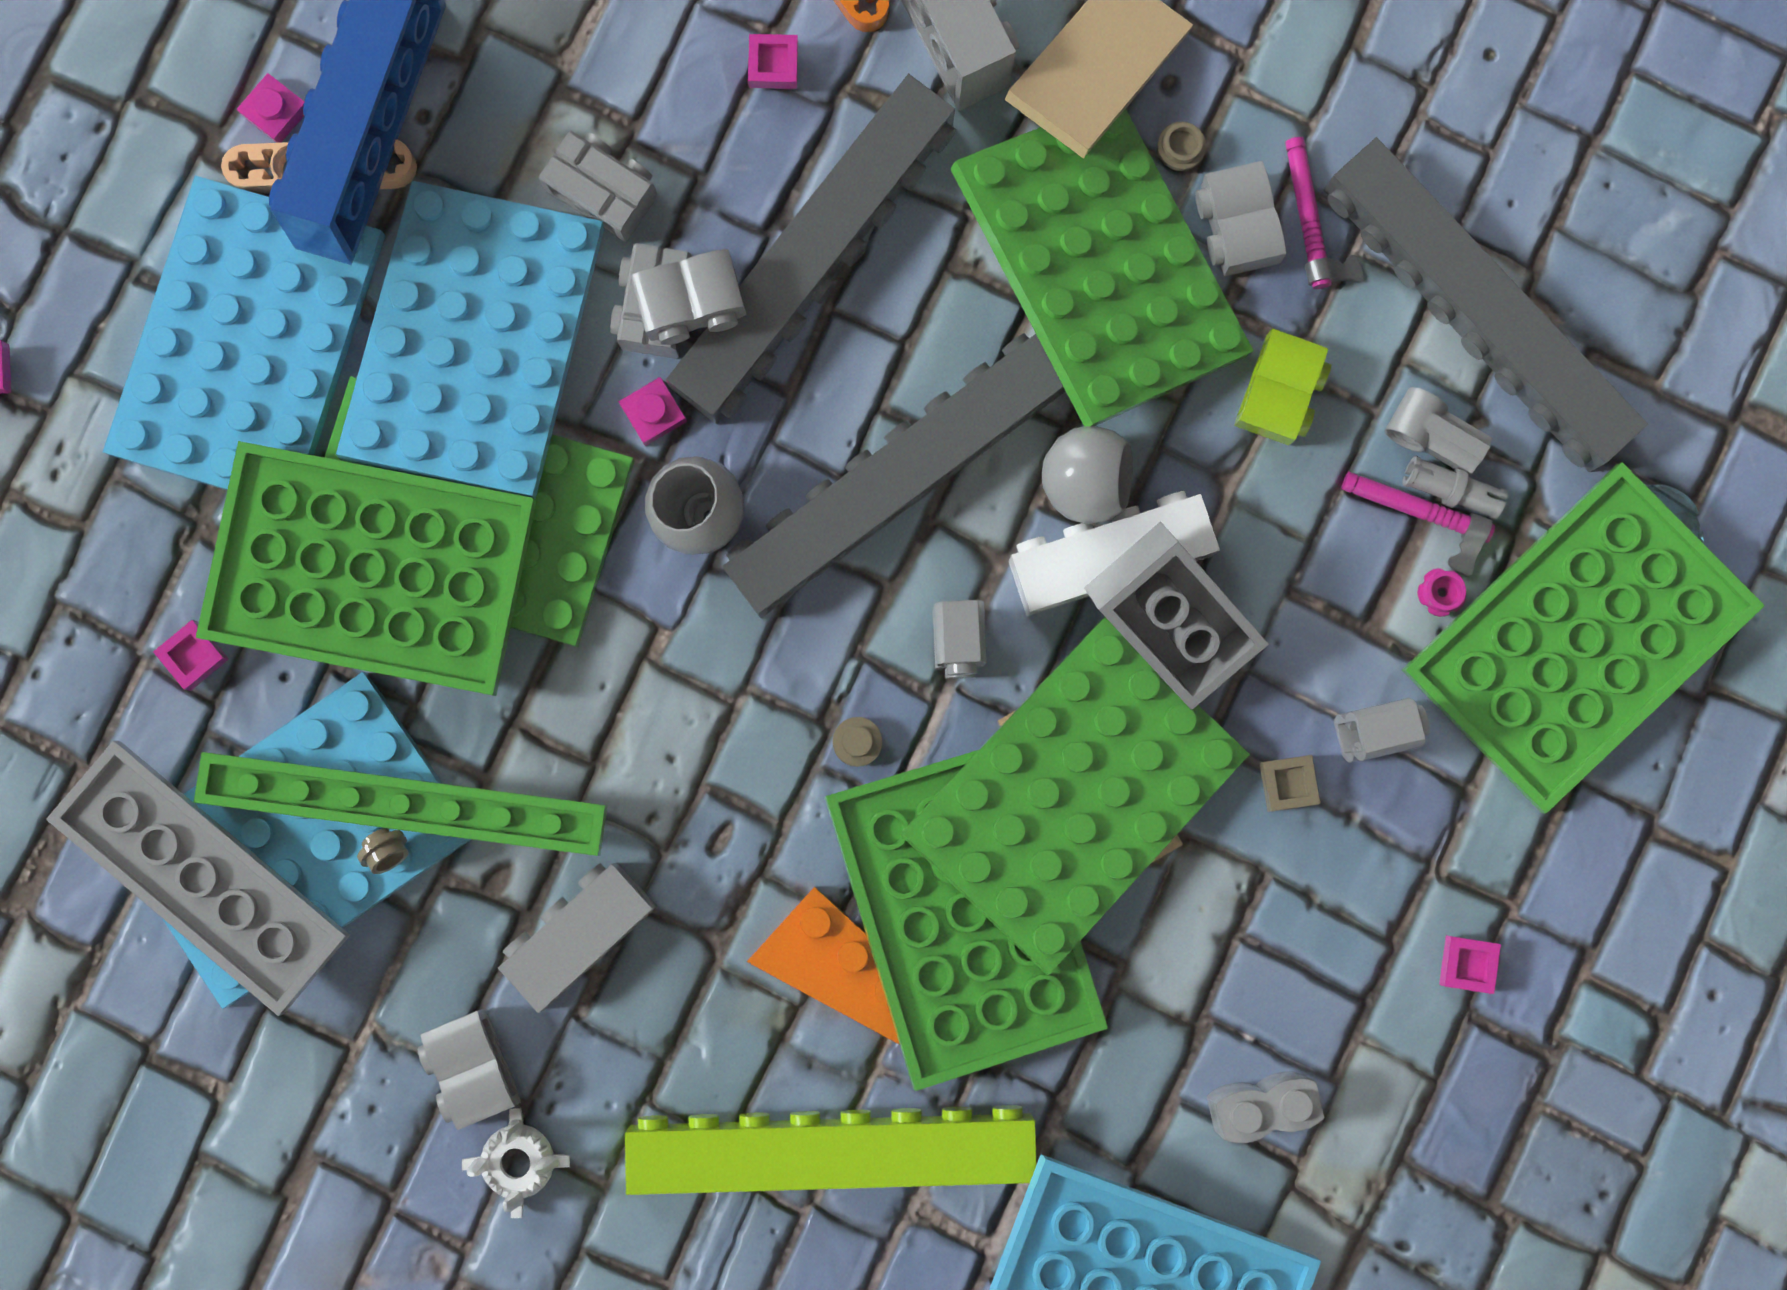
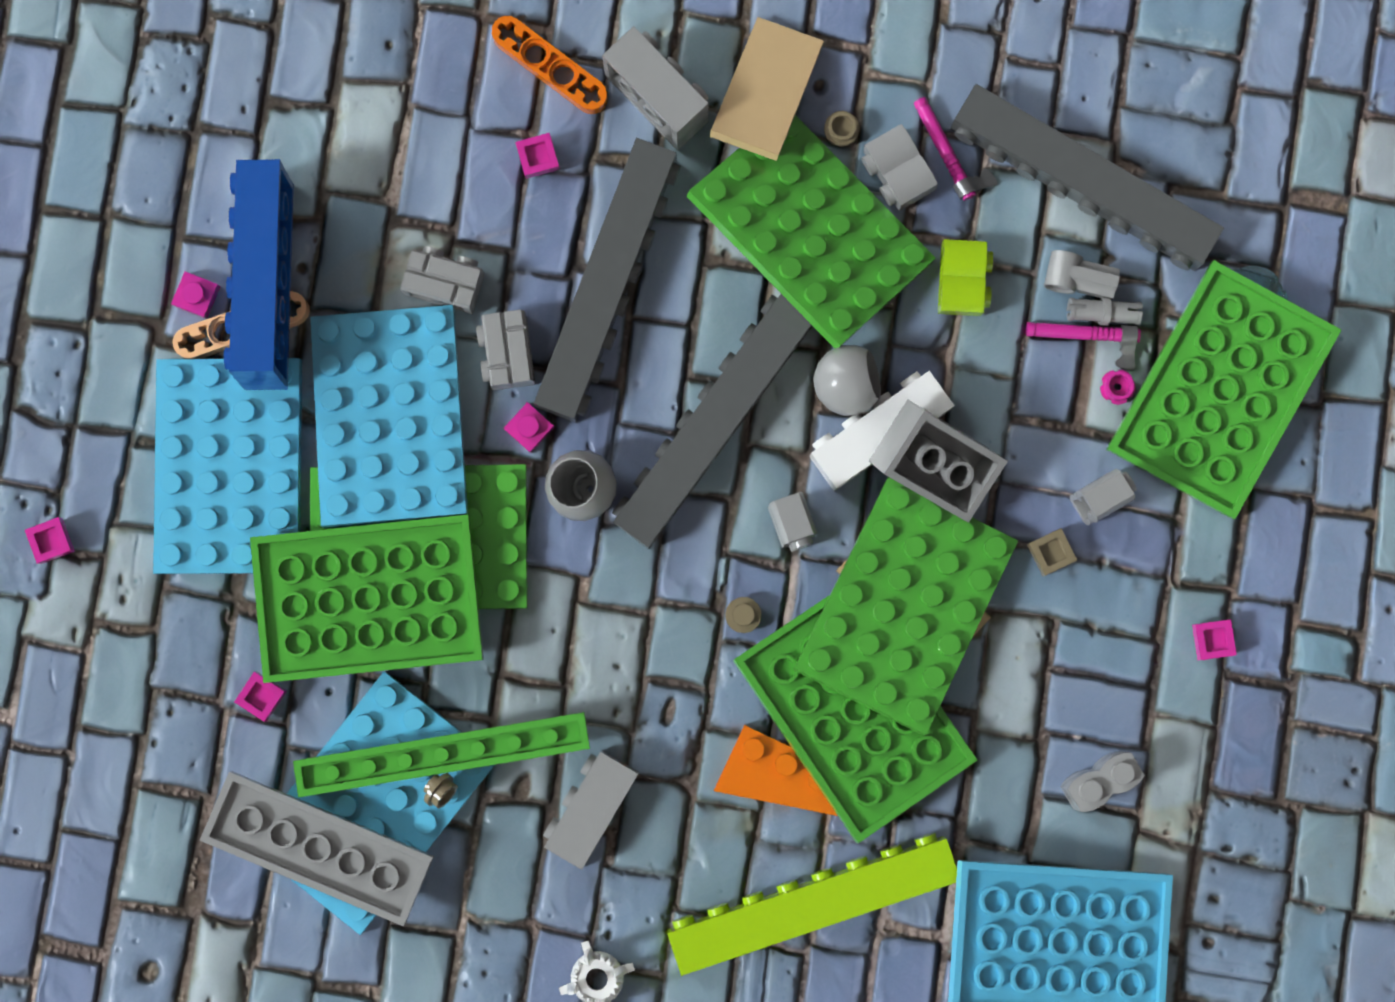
camera: 10 degrees left, 0 degrees up
(468, 1069) = (544, 924): light grey brick -> none
(689, 296) = (533, 341): light grey brick -> none

